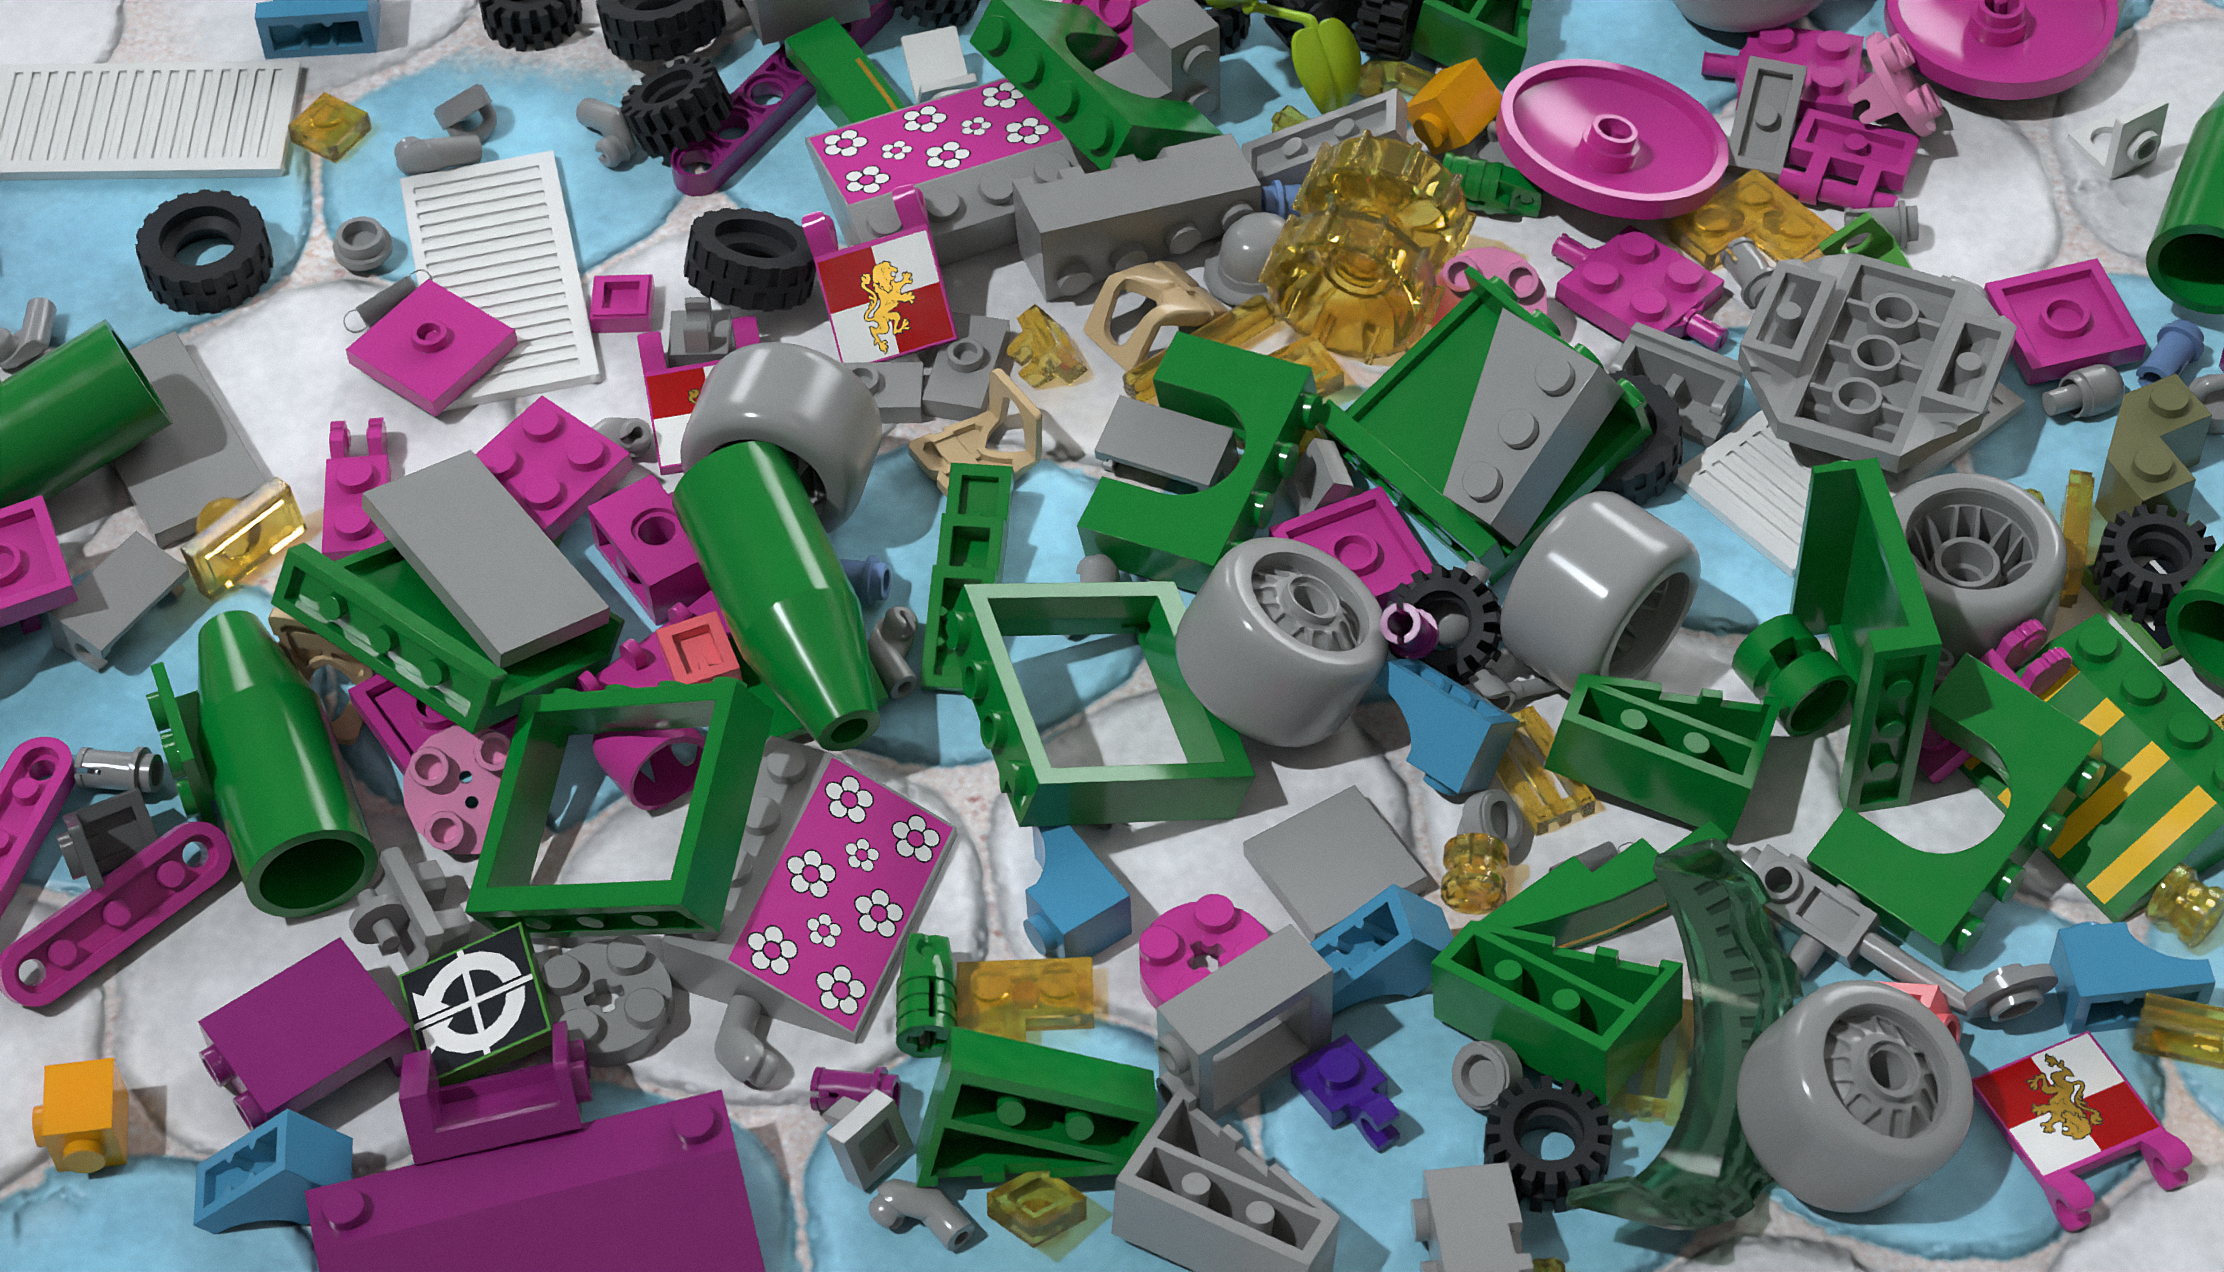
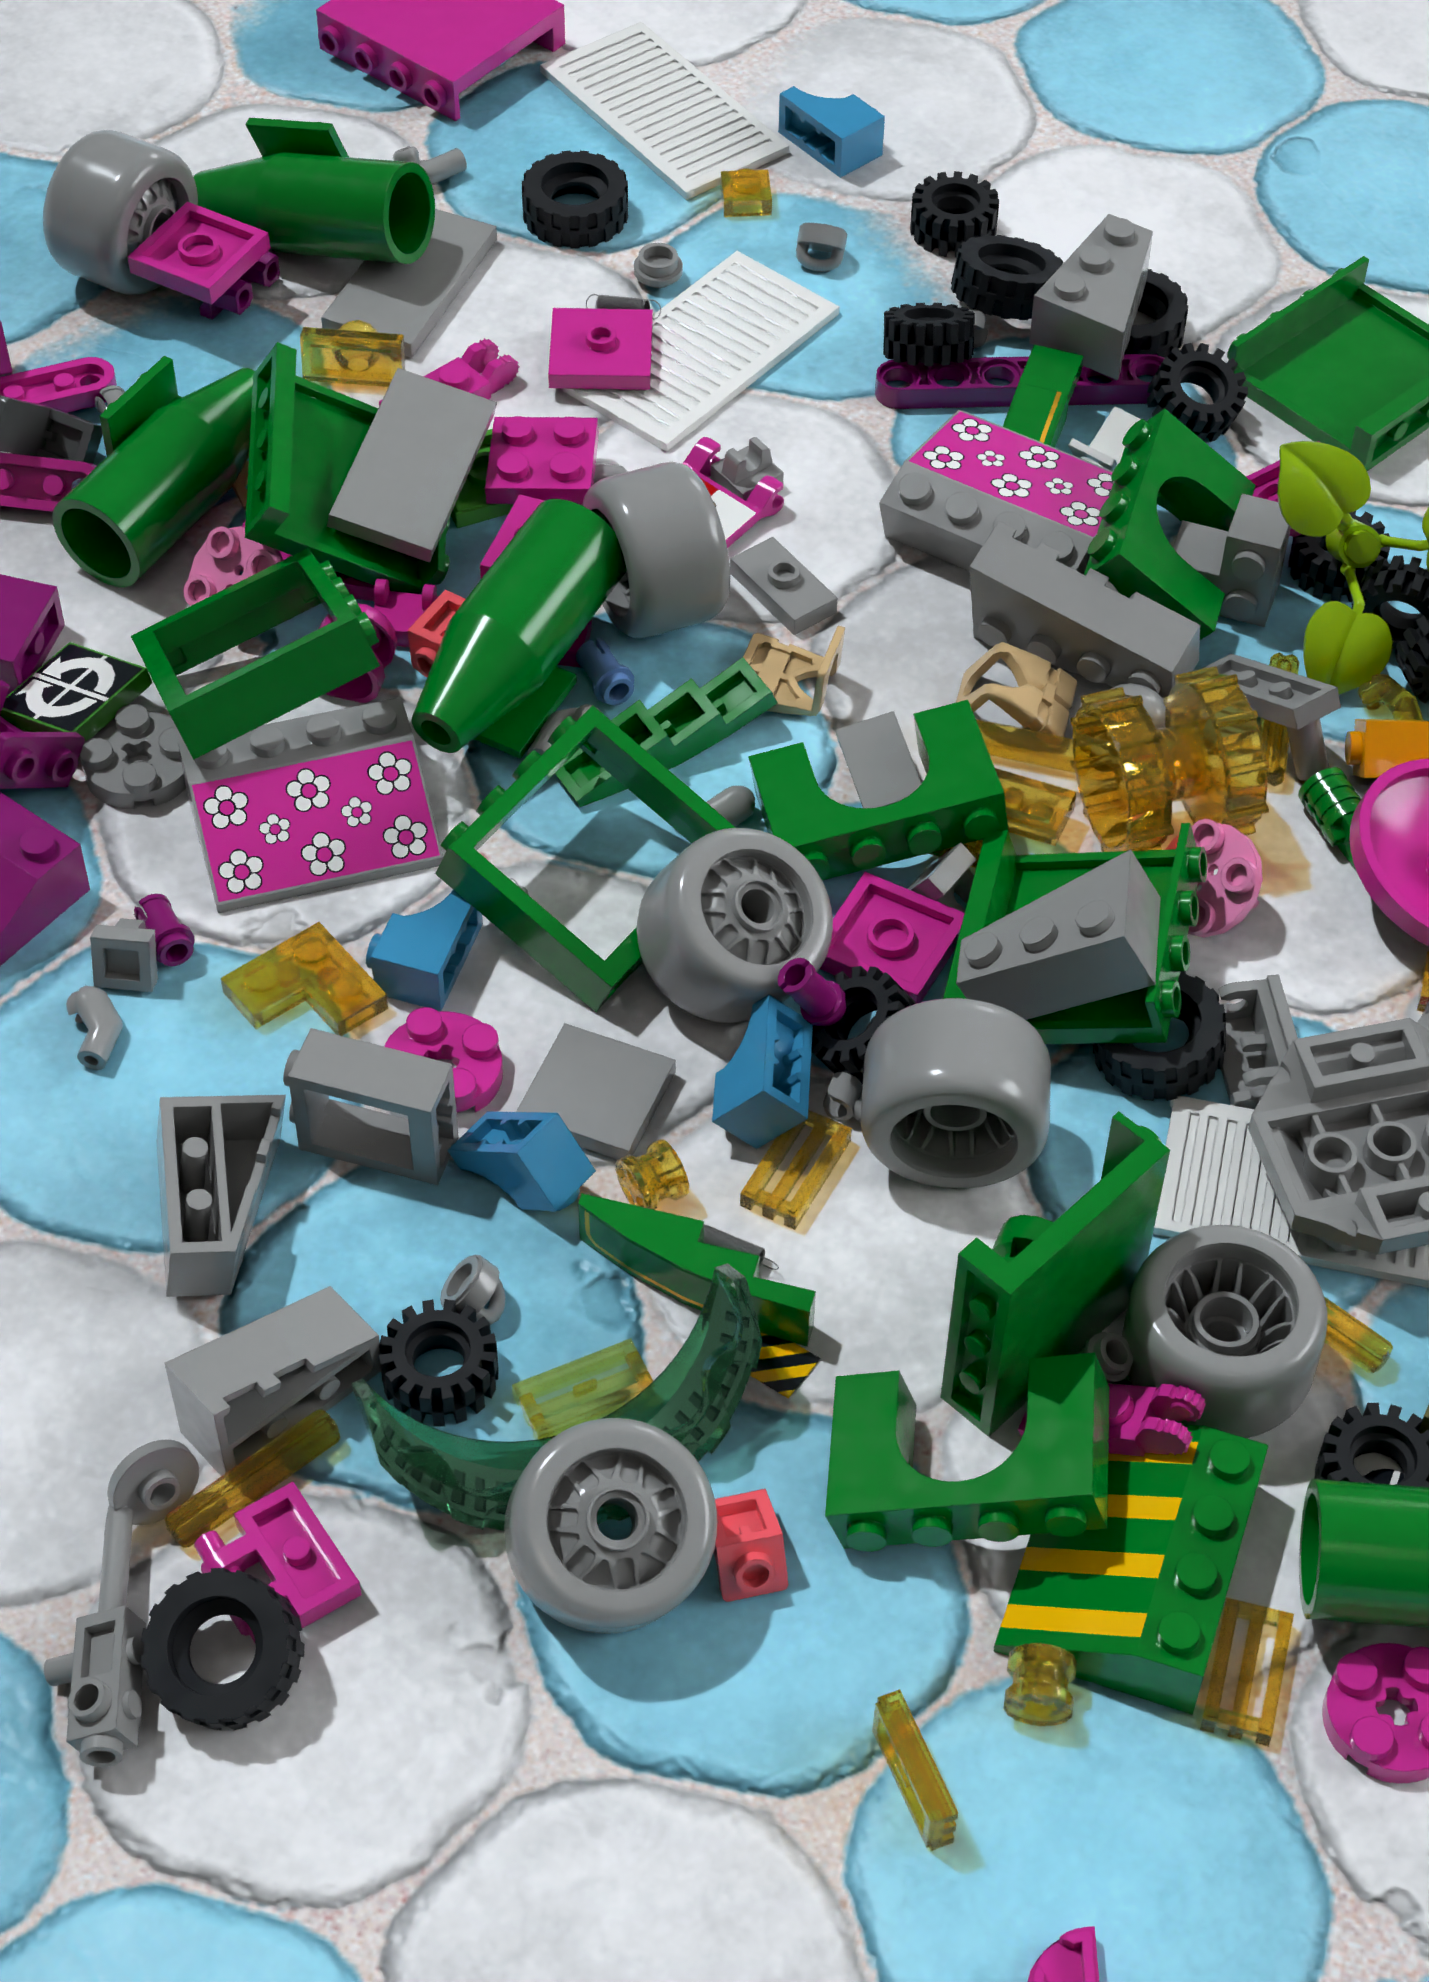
camera: 50 degrees right, 0 degrees up
(115, 599) = (247, 325): light grey hinge -> none
(400, 913) = (114, 612): light grey hips -> none
(428, 155) = (765, 249): light grey arm -> none
(618, 140) = (872, 332): light grey arm -> none
(622, 303) = (739, 419): dark pink tile -> none
(739, 1048) = (159, 843): light grey arm -> none
(750, 260) = (811, 470): black tyre -> none
(885, 292) = (869, 526): flag -> none
(925, 996) = (275, 919): green hinge -> none
(962, 368) = (869, 624): light grey plate -> none
(1030, 1109) = (201, 1018): green wedge -> none
(1036, 1207) = (139, 1082): clear yellow plate -> none
(1048, 347) = (917, 655): clear yellow tile -> none
(1345, 1086) = (394, 1209): dark purple plate -> none
(1493, 814) = (711, 1162): light grey tile -> none
(1557, 1005) = (555, 1296): green wedge -> none
(1639, 282) = (1339, 967): dark pink plate -> none
(1664, 748) = (864, 1228): green wedge -> none
(1841, 926) = (800, 1451): light grey piece -> none
(2072, 1114) = (760, 1712): flag -> none
(2075, 525) = (1386, 1383): clear yellow tile -> none
(2108, 972) = (917, 1652): dark azure arch -> none

